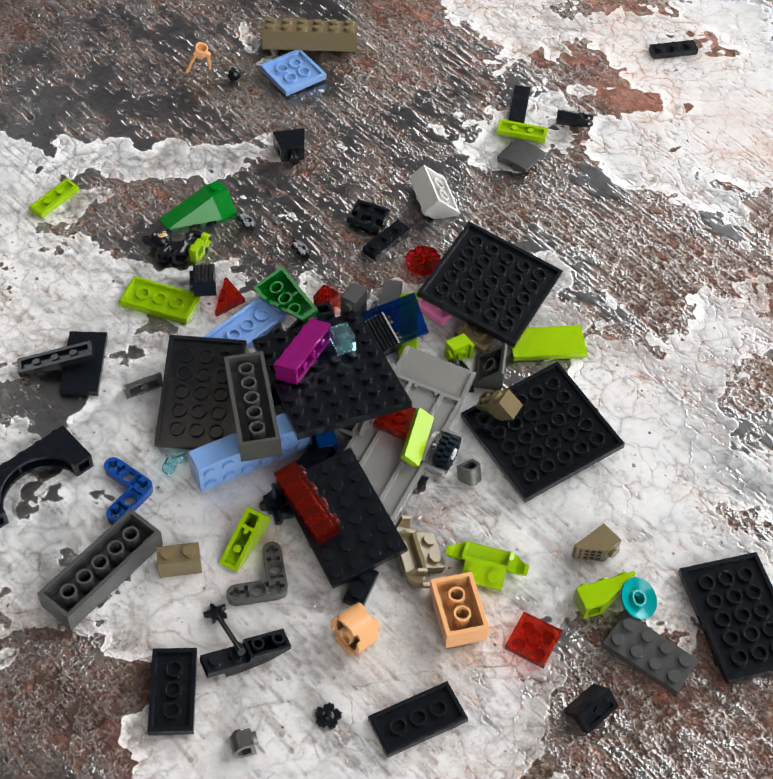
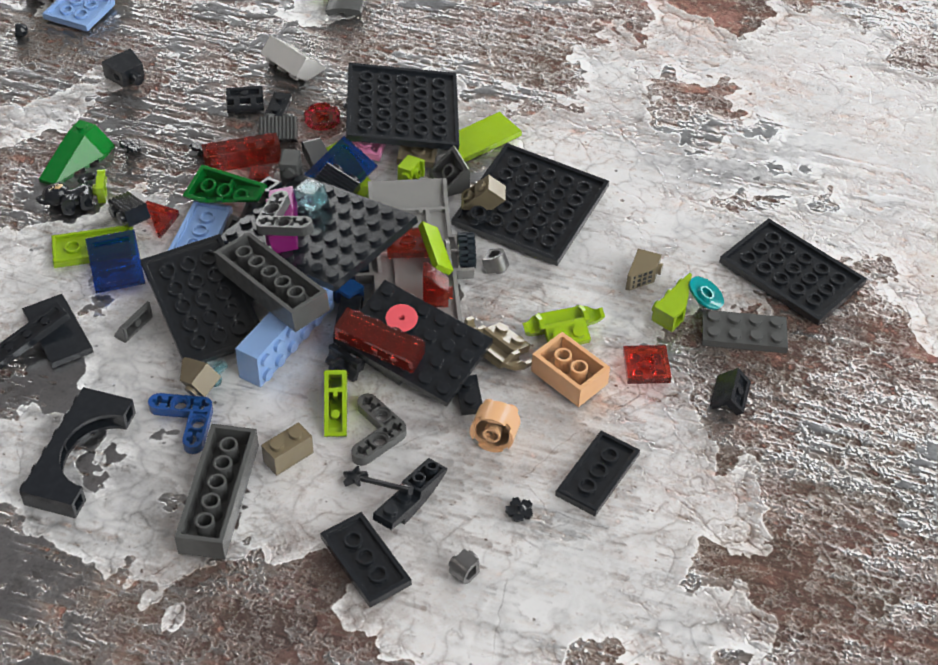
camera: 30 degrees left, 5 degrees down
(151, 460) = (198, 377): none -> dark tan slope
(163, 317) = (115, 261): none -> clear blue piece
(283, 351) = (273, 223): none -> dark grey beam
(328, 267) = (242, 152): none -> clear red brick
(338, 491) = (402, 317): none -> coral piece
(373, 257) = (284, 126): none -> dark grey brick
(387, 475) = (436, 286): none -> clear red slope

